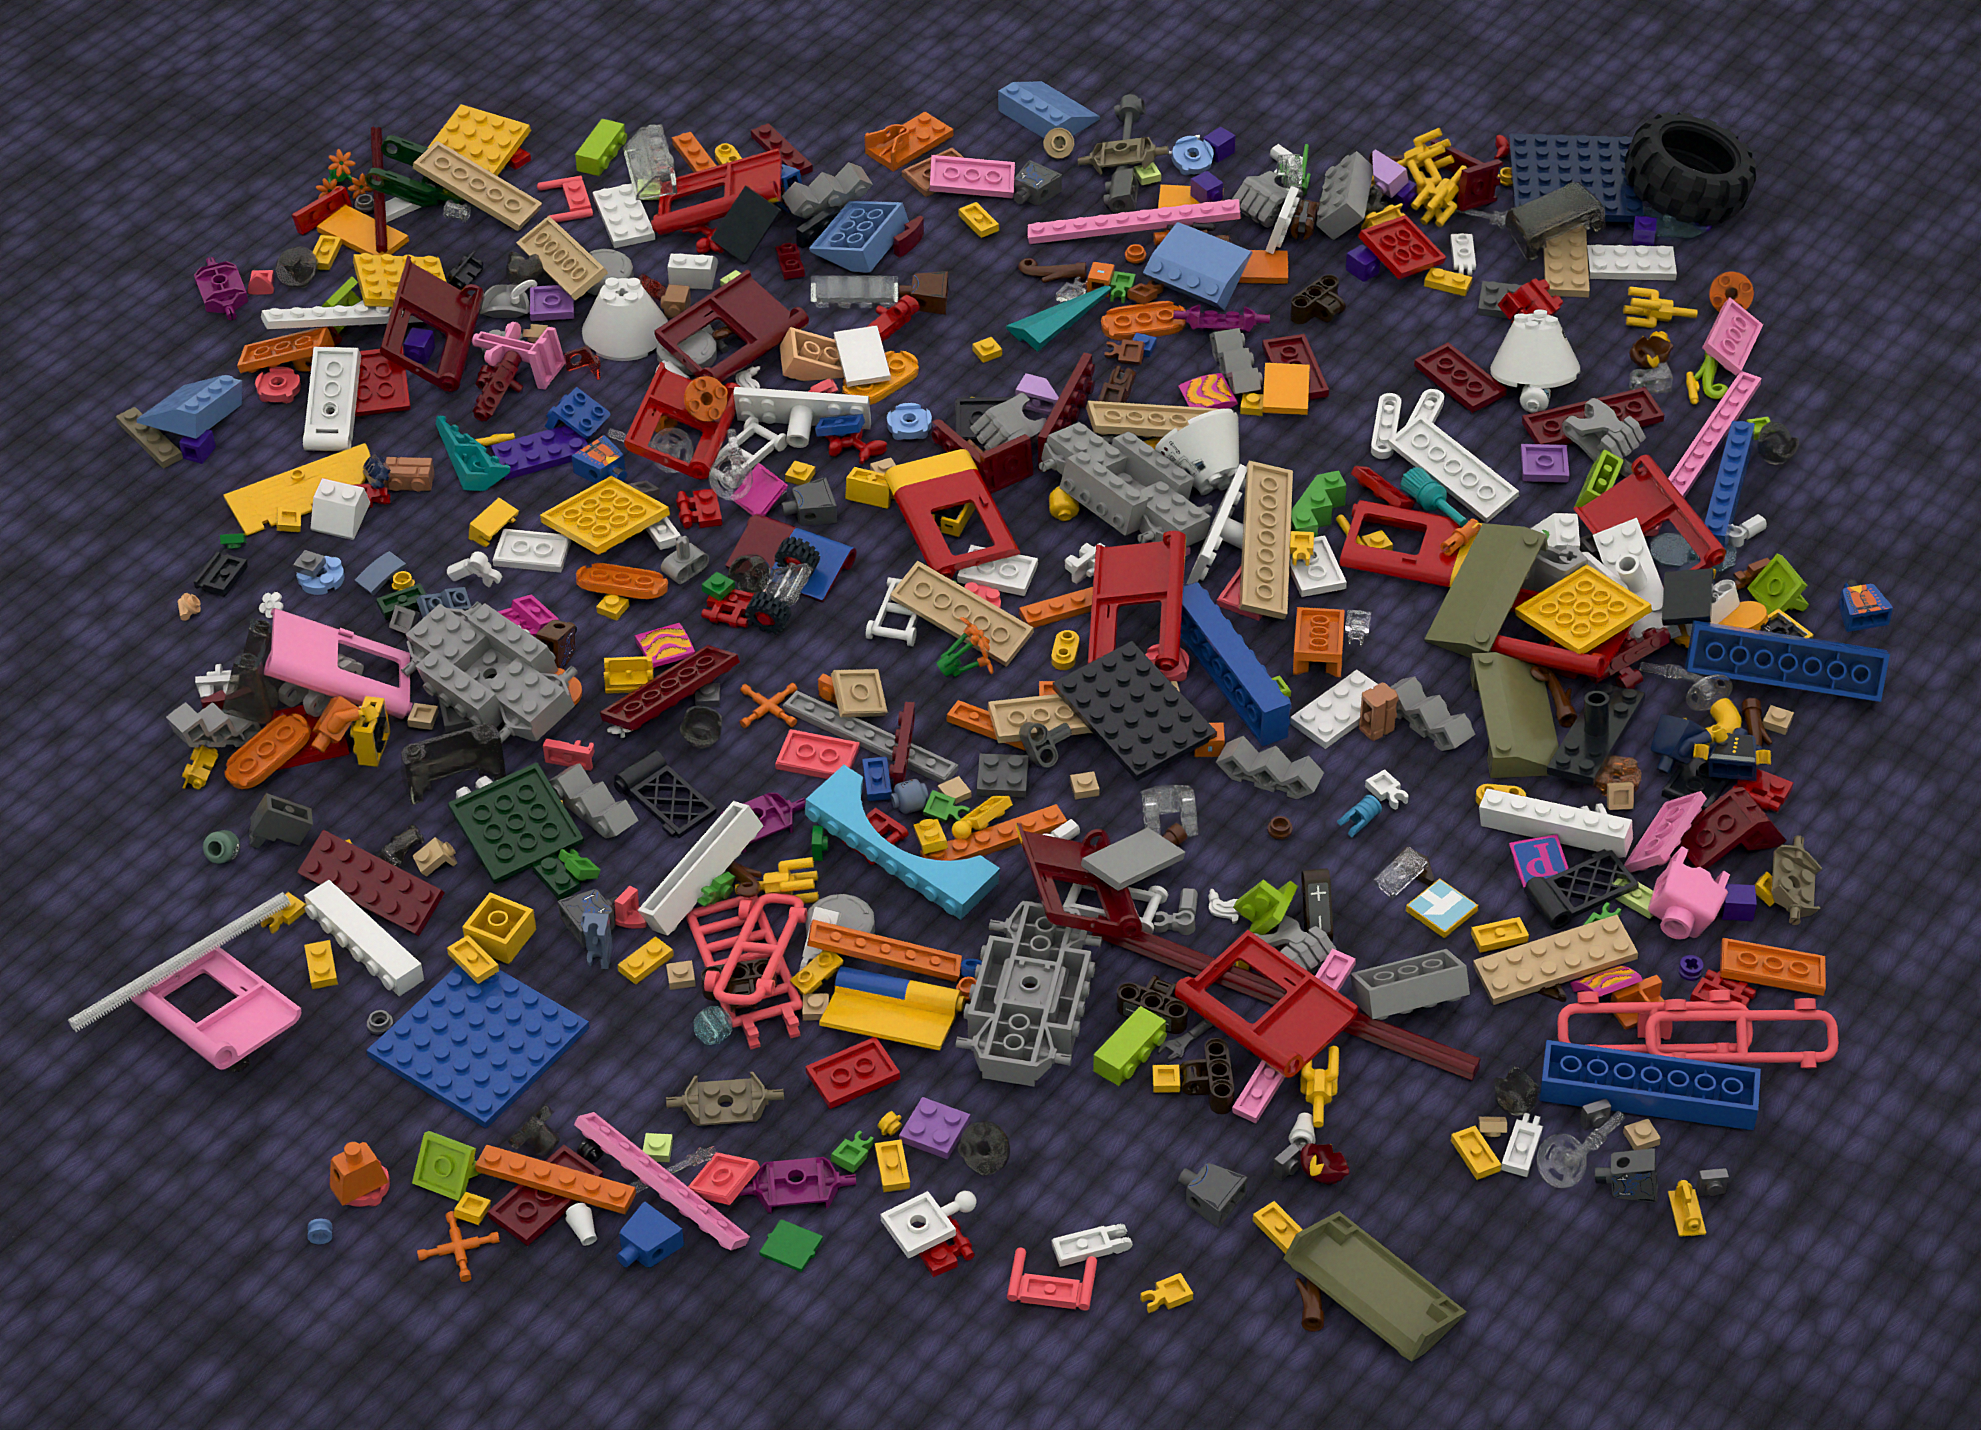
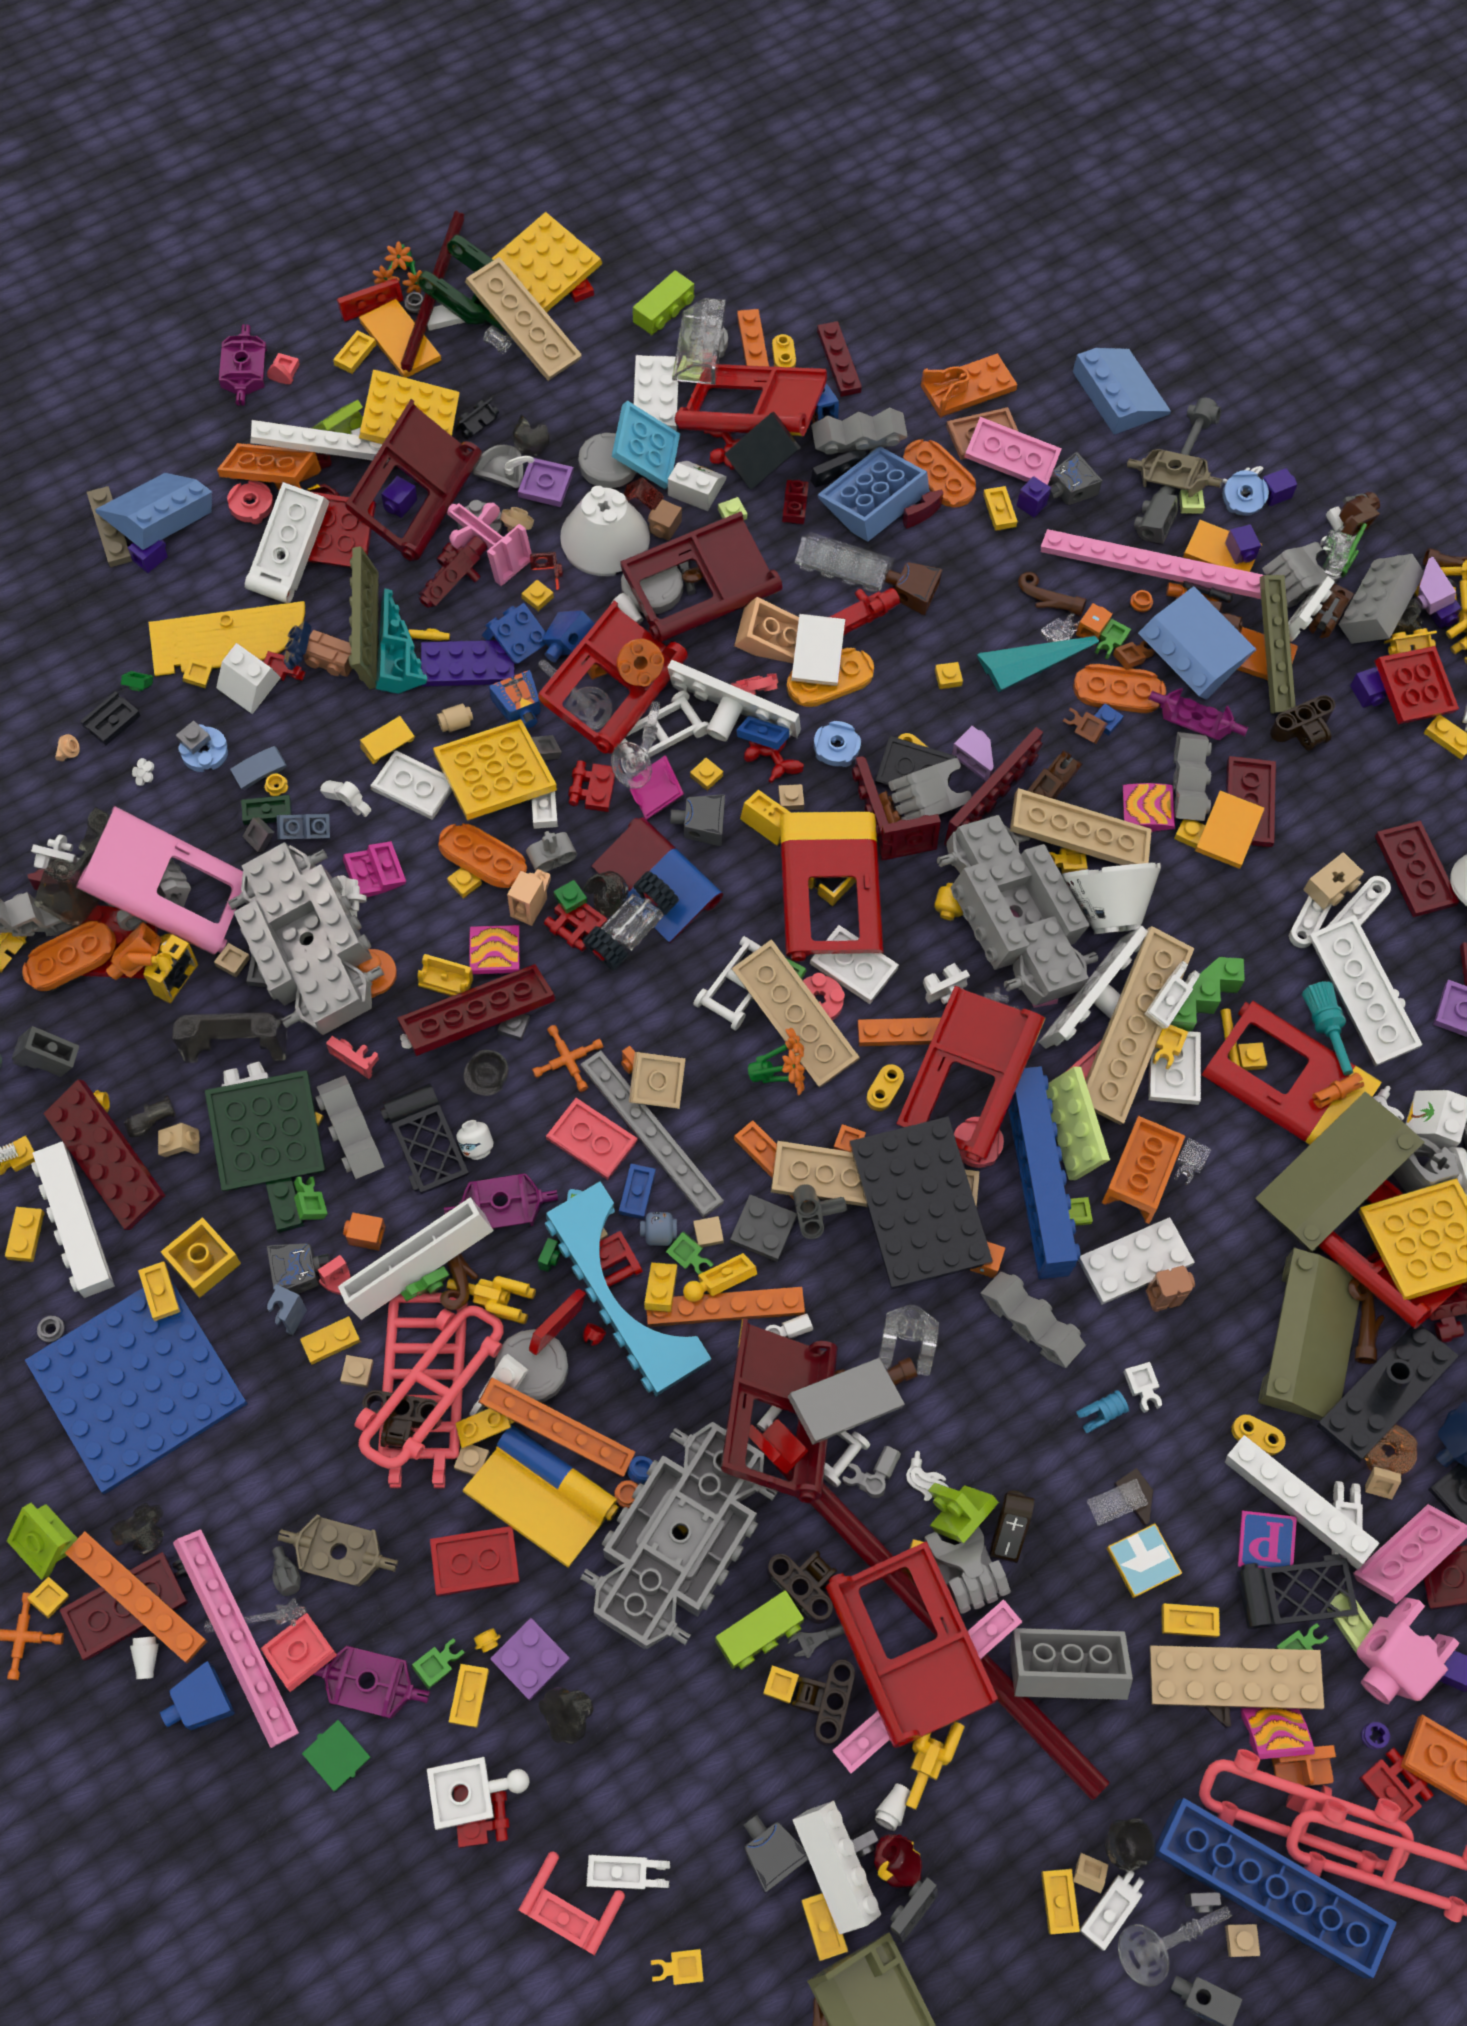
camera: 15 degrees right, 20 degrees up
(297, 267) = (320, 363): clear smoke plate -> none
(430, 437) = (364, 617): none -> olive plate
(548, 490) = (455, 718): none -> tan brick
(560, 640) = (387, 918): reddish brown torso -> none
(563, 258) = (571, 434): tan plate -> none
(575, 197) = (618, 356): coral plate -> none
(584, 383) = (537, 595): none -> yellow plate
(626, 399) = (566, 633): none -> blue torso
(635, 249) = (645, 444): none -> medium azure plate
(641, 871) = (364, 1231): none -> orange brick
(658, 1146) = (253, 1583): yellowish green plate -> none
(679, 595) = (528, 895): none -> light nougat hinge
(684, 1129) = (285, 1573): none -> dark grey piece
(712, 779) = (475, 1139): none -> white head
(713, 1025) = (352, 1457): clear light blue piece -> none
(745, 379) = (696, 641): white piece -> none
(849, 879) = (557, 1321): none -> red tile
(886, 887) = (593, 1333): none -> red hinge
(904, 738) = (678, 1154): dark red plate -> none
(935, 213) = (943, 472): none -> orange tile
(1005, 203) = (1033, 496): none -> dark purple brick
(1058, 143) = (1115, 436): tan plate -> none
(1084, 785) = (840, 1269): tan plate -> none
(1092, 906) = (779, 1445): none -> red panel
(1249, 619) = (1077, 1124): none -> yellowish green plate
(1267, 245) = (1277, 643): none -> olive plate
(1273, 1175) = (837, 1867): none -> white brick
(1280, 827) = (1015, 1397): reddish brown plate -> none
(1288, 507) = (1171, 996): none -> white hinge
(1295, 140) = (1359, 510): none -> reddish brown plate
(1353, 1184) = (907, 1917): none -> dark grey plate
(1381, 487) = (1283, 989): red plate -> none
(1392, 398) = (1333, 881): none -> tan brick
(1430, 715) = (1222, 1306): light grey brick -> none

